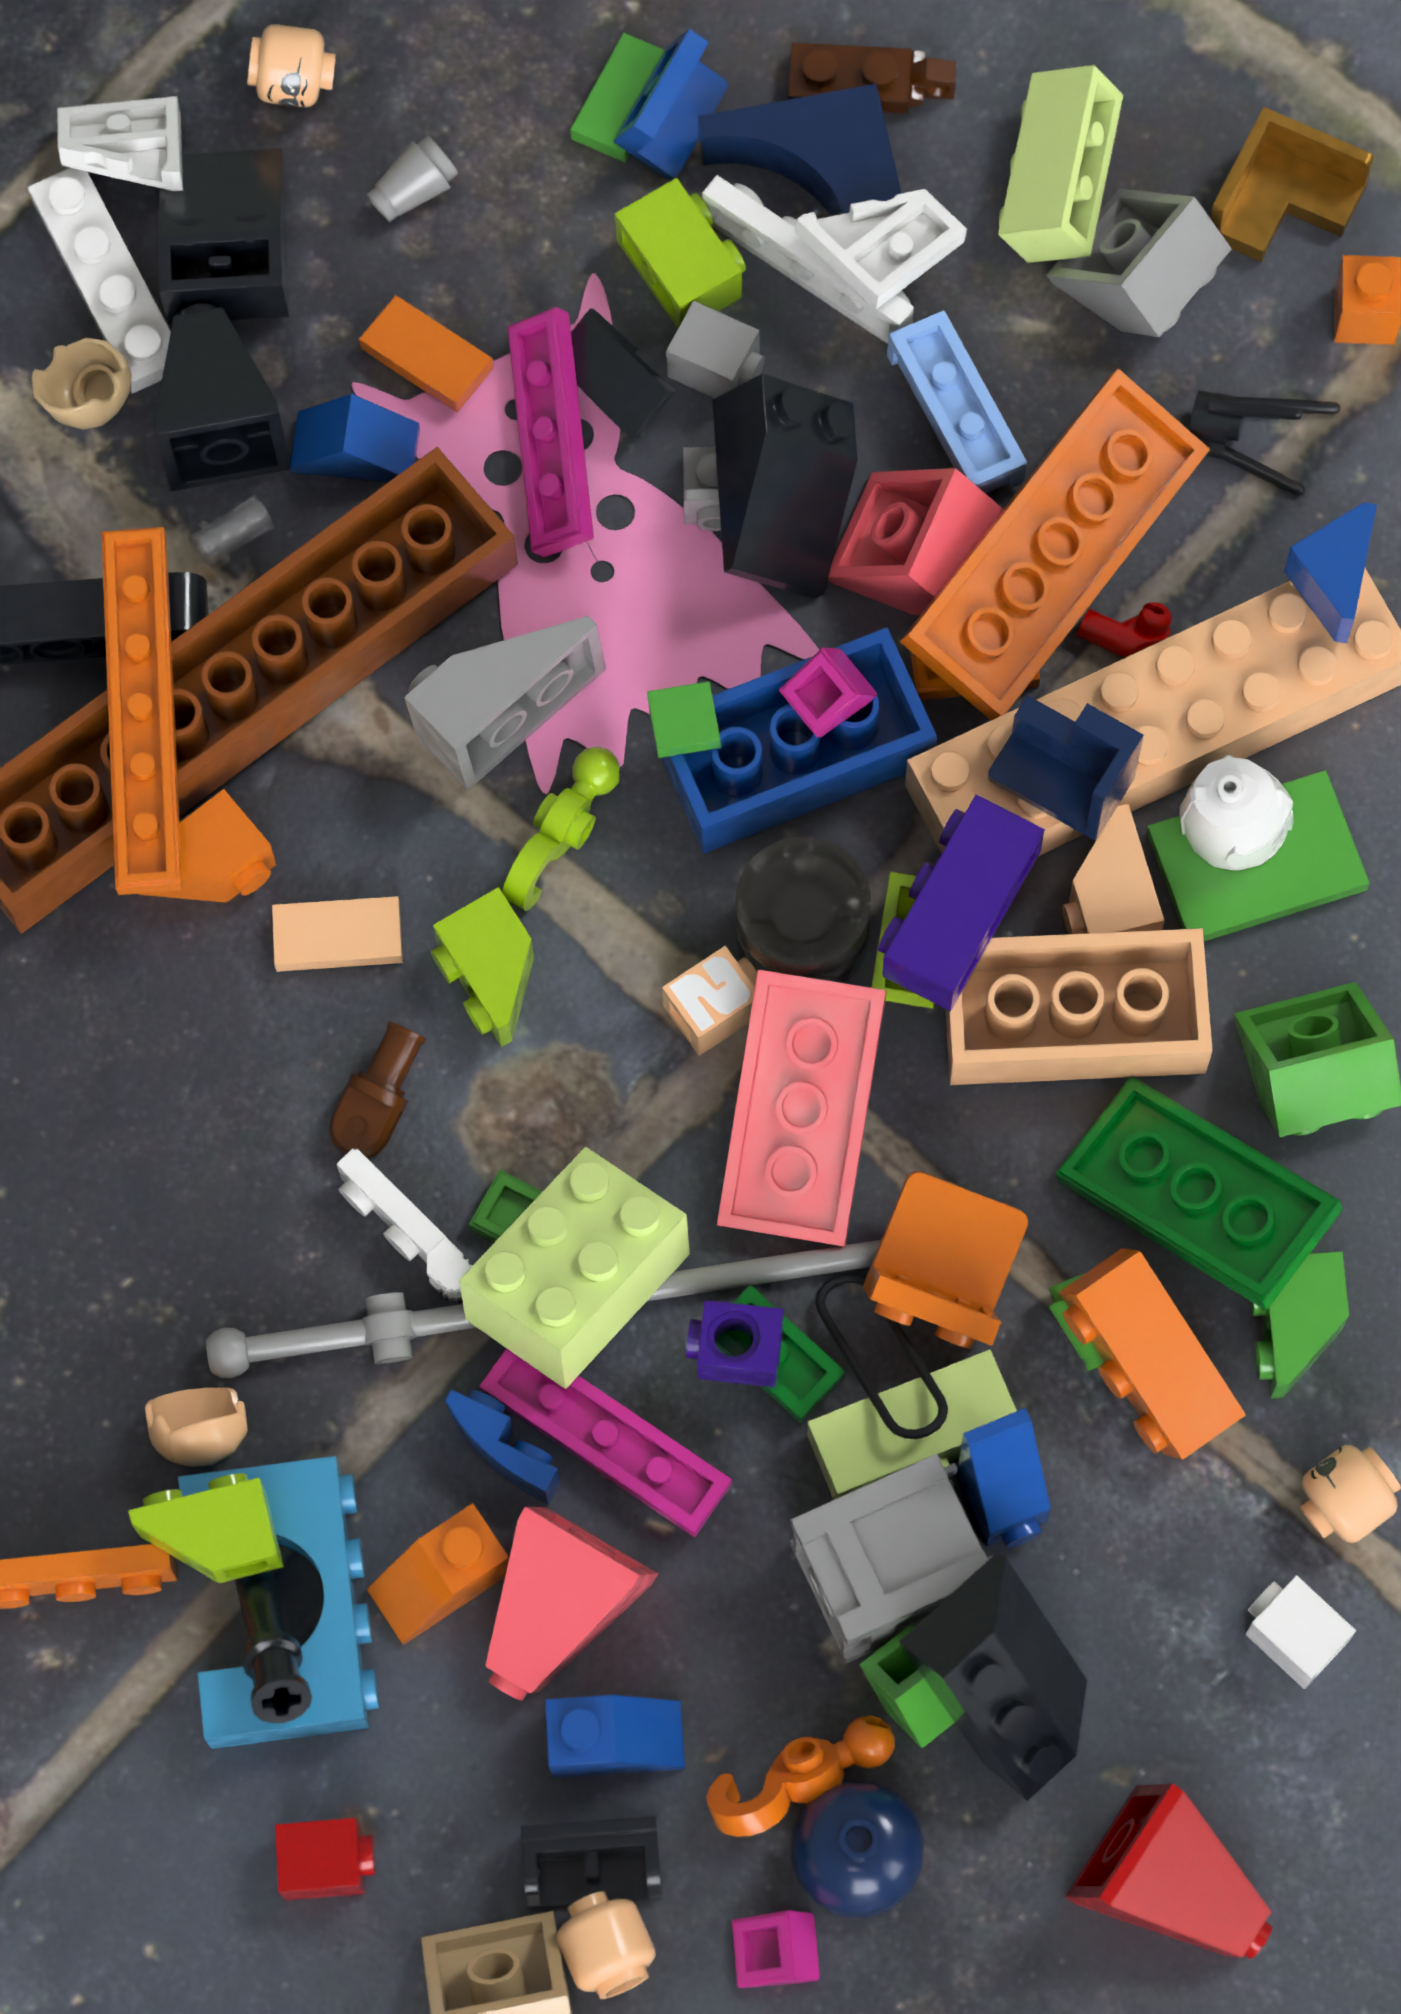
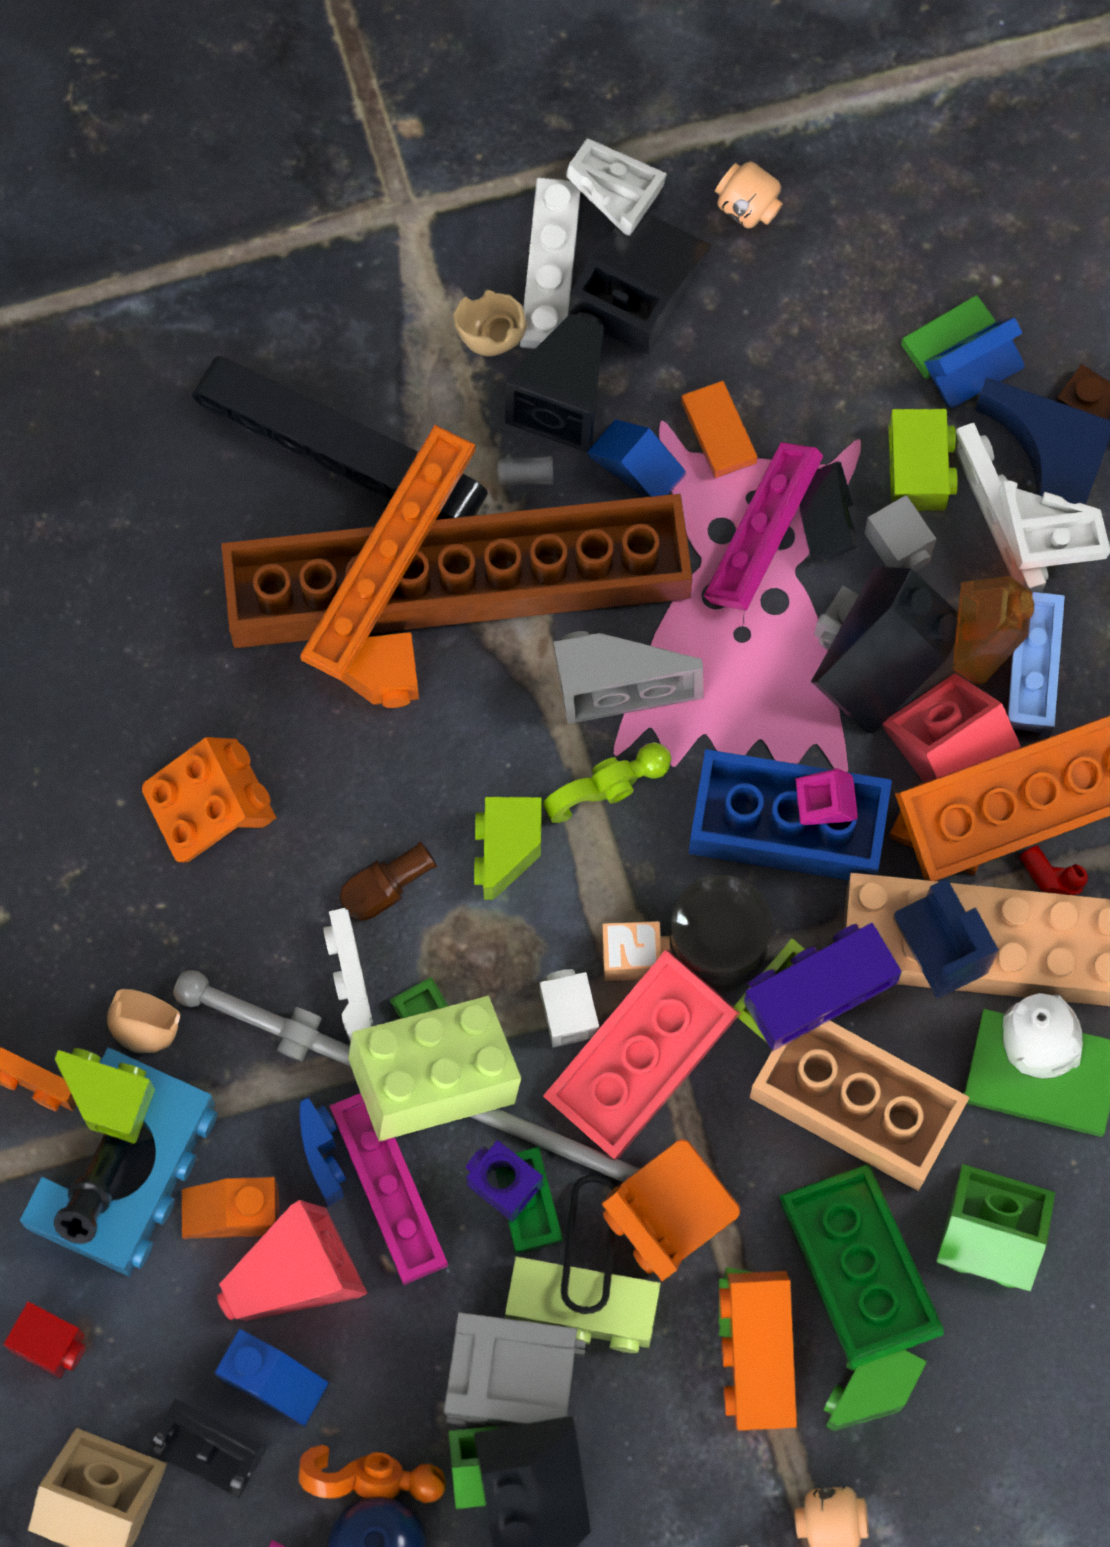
camera: 30 degrees right, 0 degrees up
(101, 1124) = (206, 797): none -> orange bracket
(337, 933) = (427, 766): light nougat tile -> none
(412, 179) = (781, 312): light grey cone -> none
(605, 1945) = (181, 1506): light nougat head -> none
(682, 1108) = (568, 1007): none -> white brick
(683, 719) = (722, 761): bright green tile -> none
(884, 389) = (990, 625): none -> clear orange slope
(1004, 1480) = (613, 1373): blue slope -> none
(1114, 884) = (934, 1034): light nougat slope -> none

